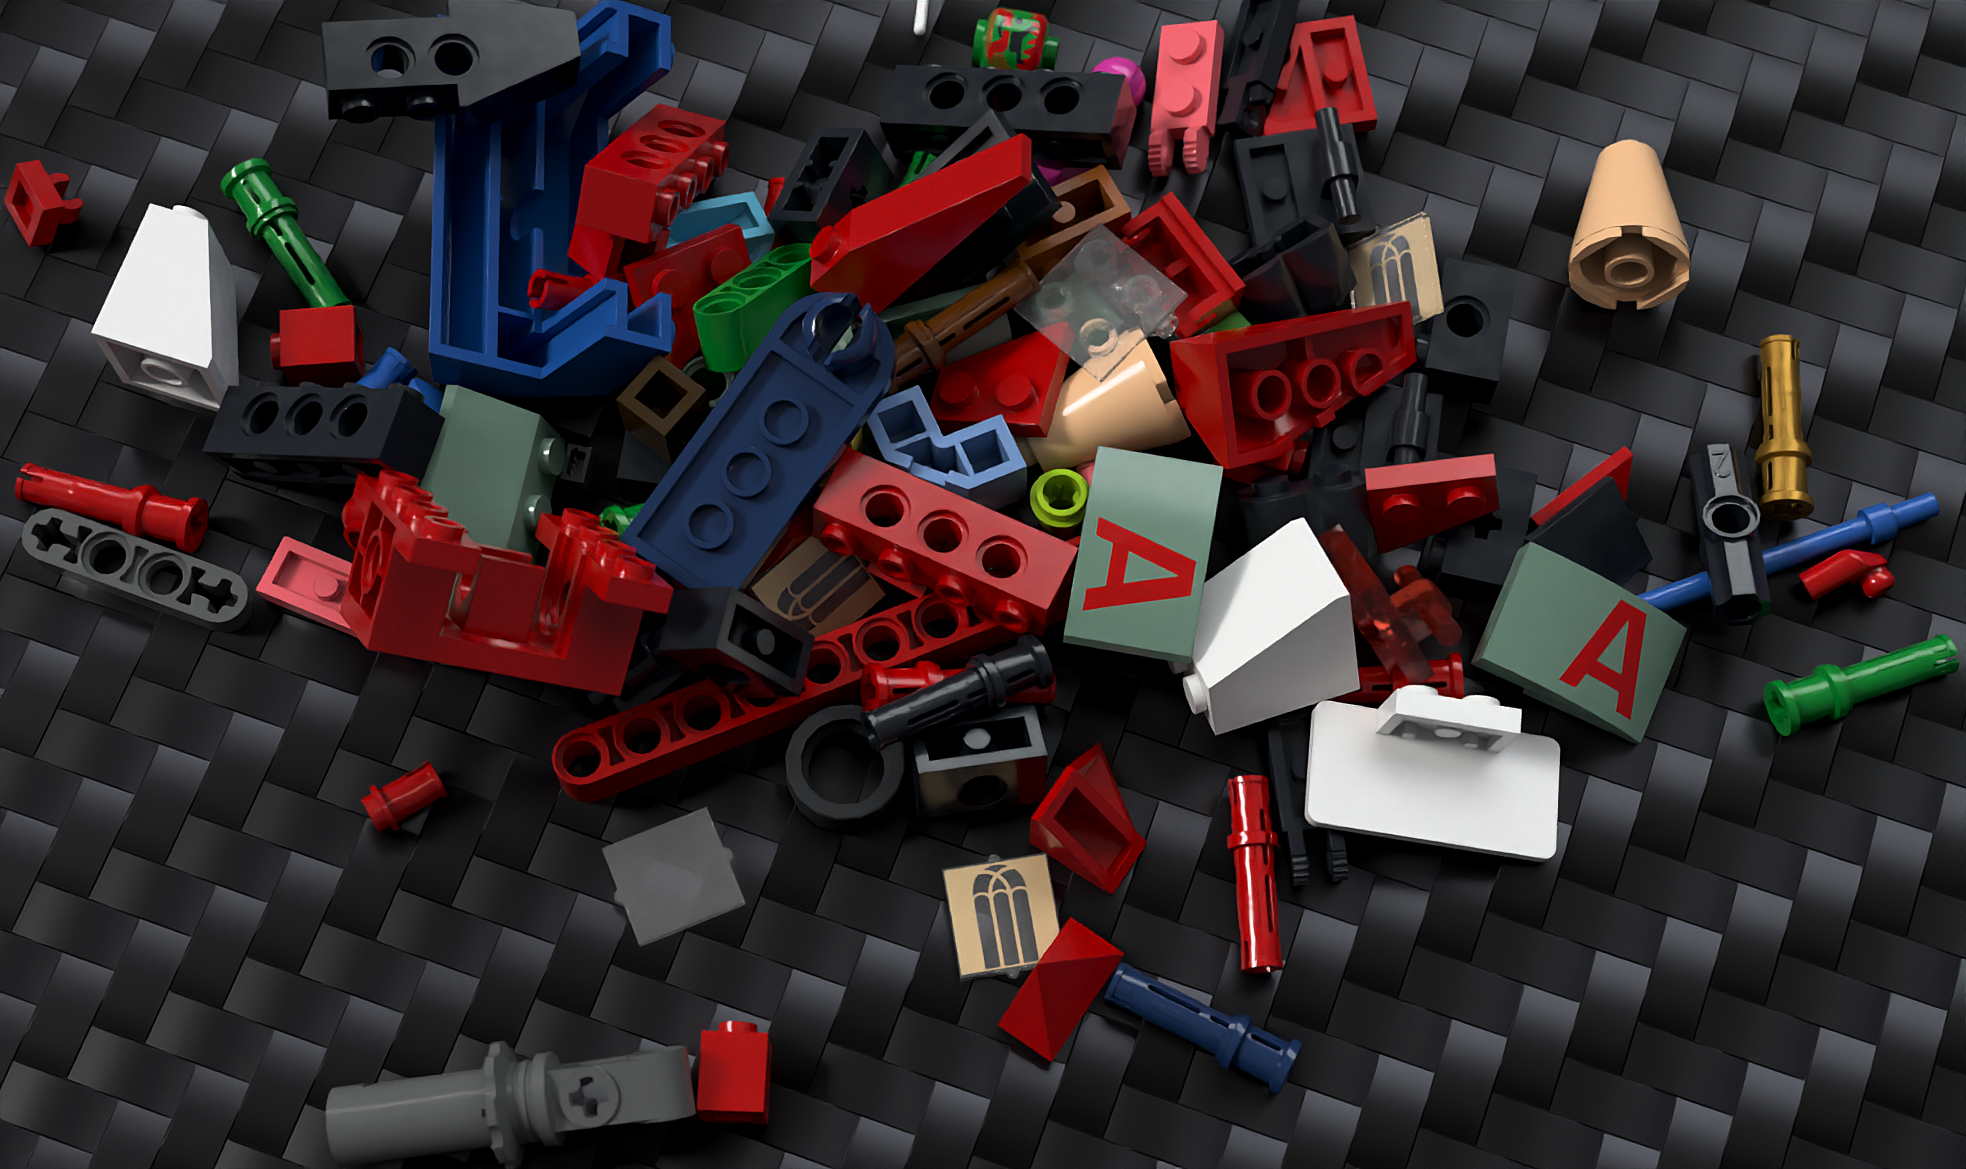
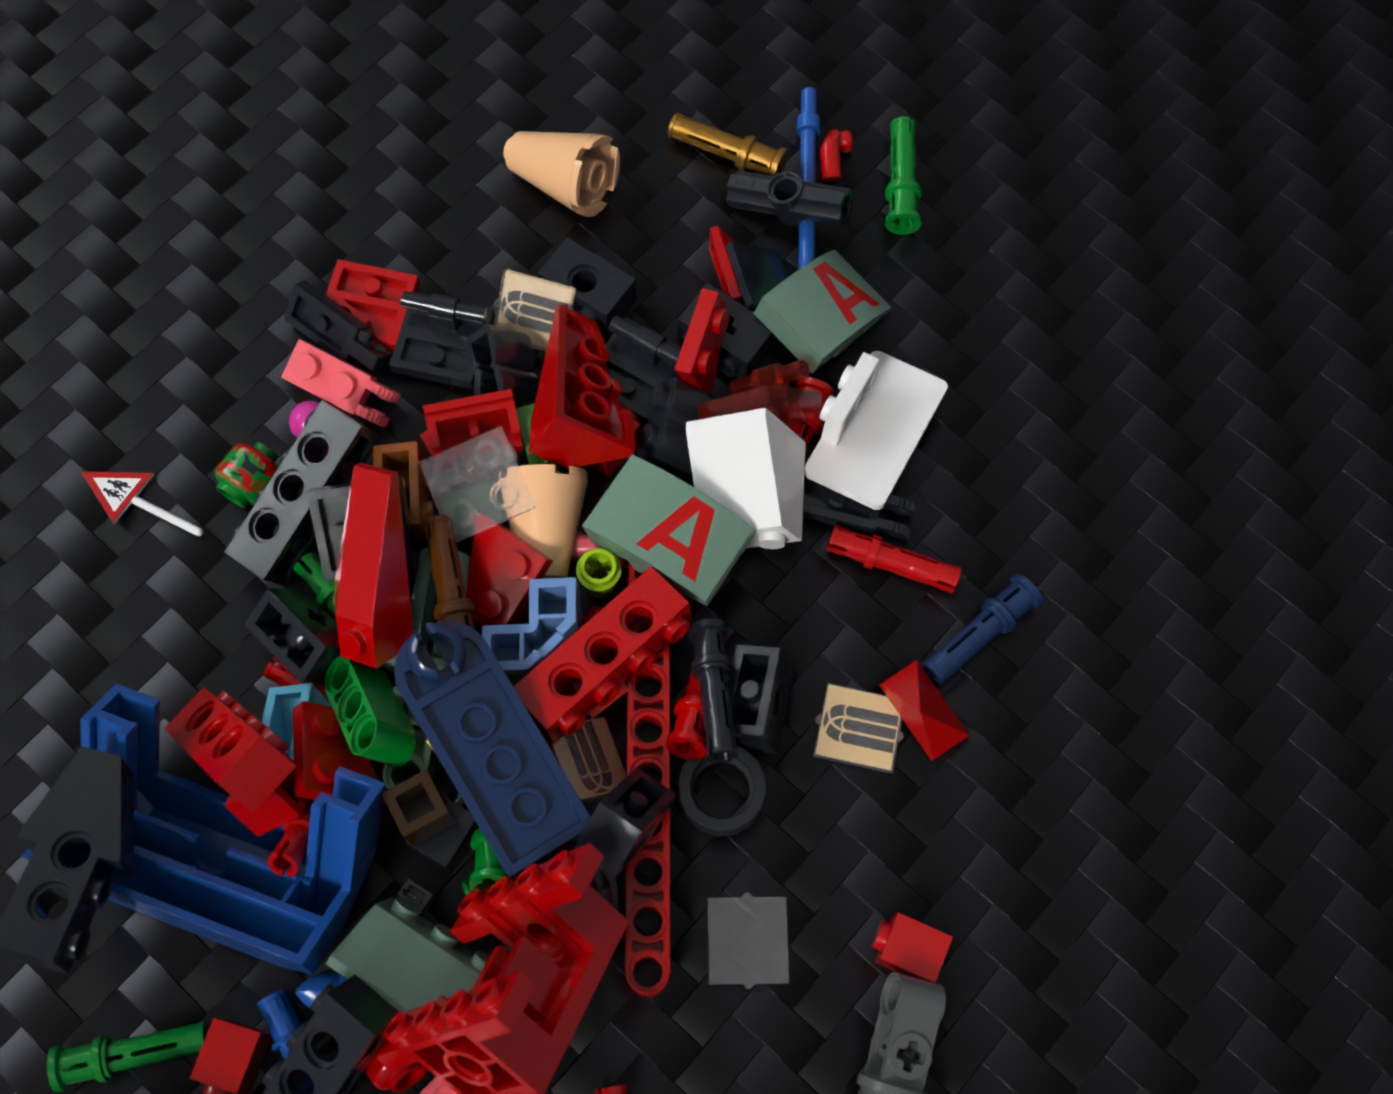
camera: 70 degrees left, 0 degrees up
(1088, 823) = (819, 648): red slope -> none

